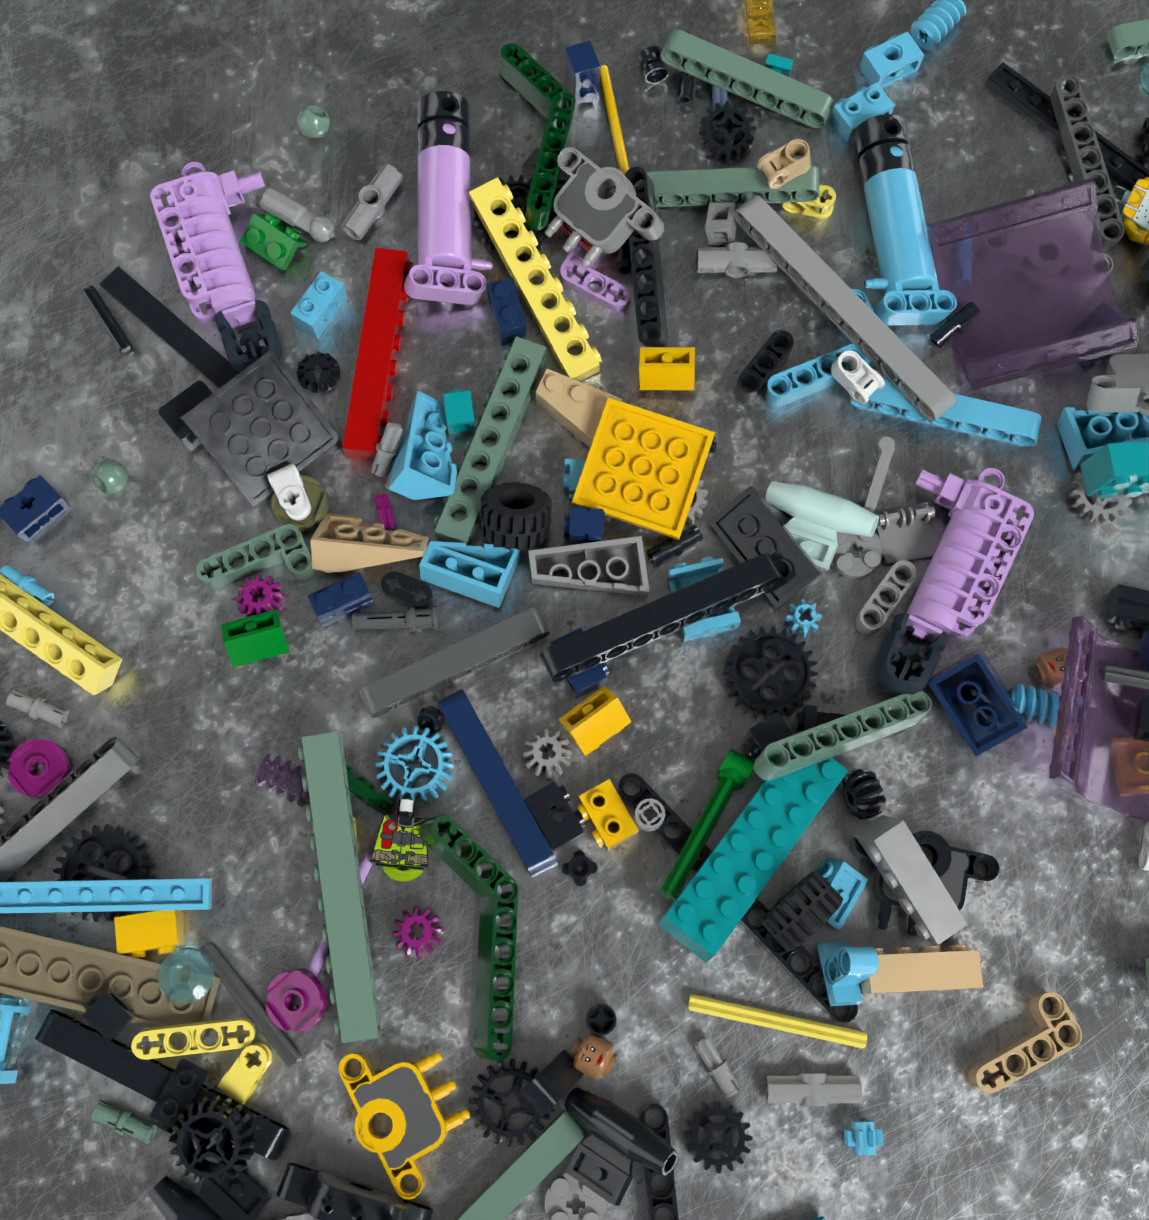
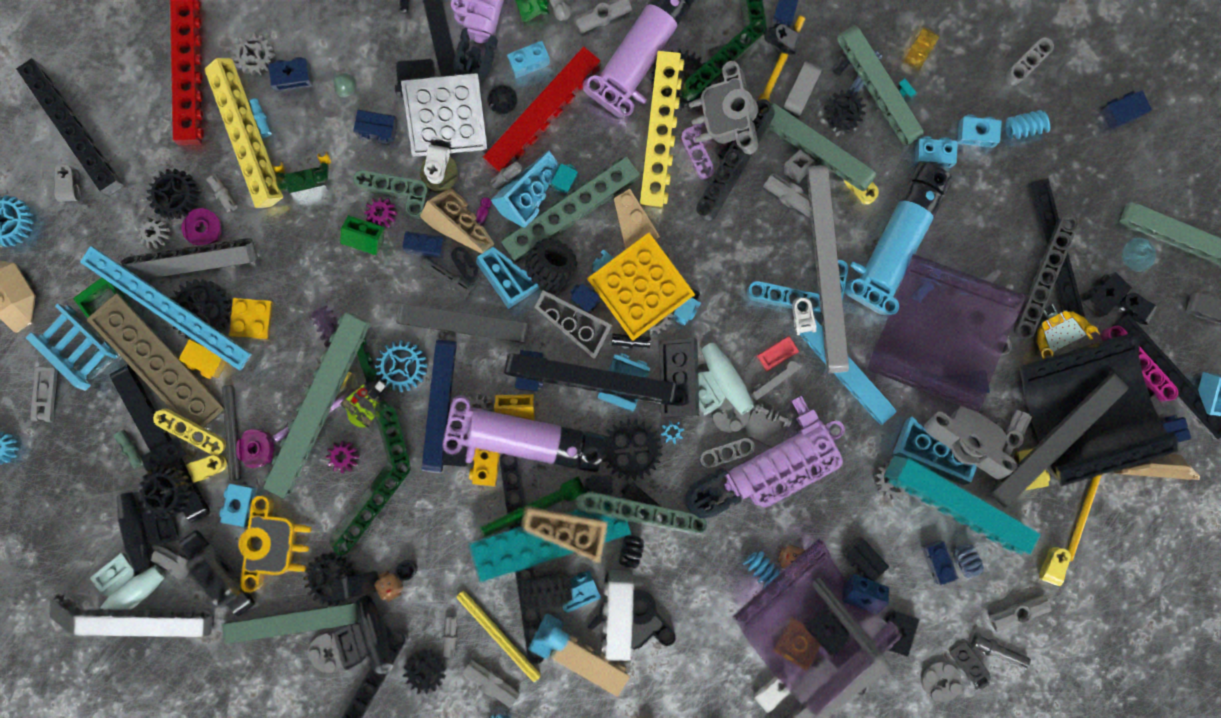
camera: 30 degrees right, 10 degrees up
(108, 1014) = (152, 389): black brick -> none
(132, 620) = (303, 179): none -> dark green torso
(178, 839) = (250, 318): none -> yellow plate
(182, 500) = (375, 126): none -> dark blue brick
(201, 975) = (213, 389): clear light blue piece -> none
(336, 1104) = (245, 495): none -> medium azure brick
(430, 718) = (427, 346): black plate -> none
(506, 310) = (633, 136): dark blue brick -> none
(579, 876) = (448, 487): black plate -> none
(601, 97) = (783, 39): none -> black piece
(631, 744) = (522, 438): none -> lavender piece
(646, 818) = (504, 483): light grey wheel -> none
(654, 68) = (830, 39): black wheel -> none
(661, 137) = (802, 88): none -> light grey beam
(667, 368) = (700, 235): yellow brick -> none
(715, 467) = (686, 311): none -> medium azure brick
(766, 355) = (765, 265): black beam -> none
(780, 811) = (570, 531): none -> tan wedge
(783, 163) = (854, 159): tan piece -> none
(855, 446) = (777, 353): none -> coral tile
(954, 324) = (889, 322): black axle -> none
(977, 702) = (731, 545): dark blue slope -> none

